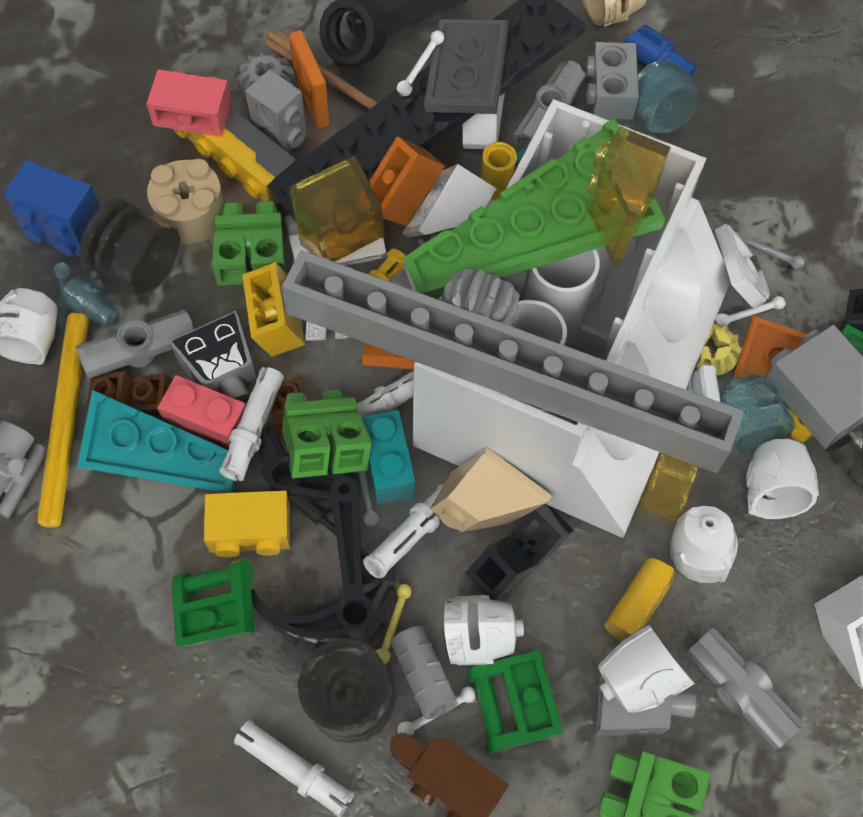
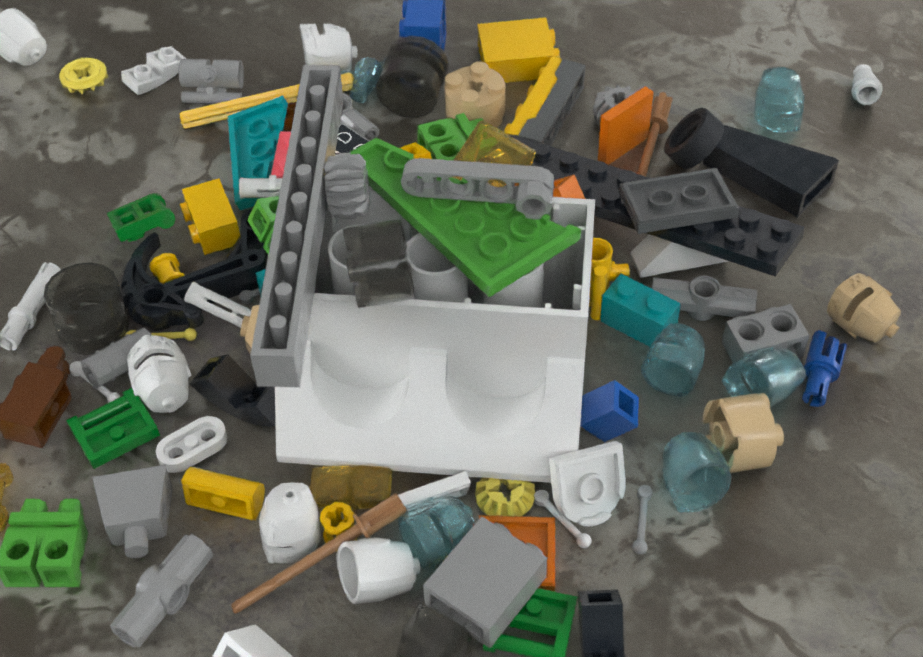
camera: 75 degrees right, 15 degrees down
(121, 141) = (517, 47): none -> yellow brick
(189, 102) = (553, 60): coral brick -> none
(277, 110) = (580, 117): light grey brick -> none
(312, 592) = (165, 267): none -> yellow bush
(405, 87) = (688, 168): white hinge -> none
(560, 134) = (531, 197): none -> light grey beam
(569, 621) = (191, 445): none -> white plate
(614, 301) = (379, 263): none -> clear smoke brick
(624, 187) = (470, 227): clear yellow slope -> none
(642, 672) = (138, 476): white helmet -> none
(721, 489) = (332, 521): none -> yellow bush
(725, 134) = (744, 431): none -> tan brick
(738, 468) = (366, 524): none -> medium nougat piece
(743, 185) = (695, 467): none -> clear light blue helmet

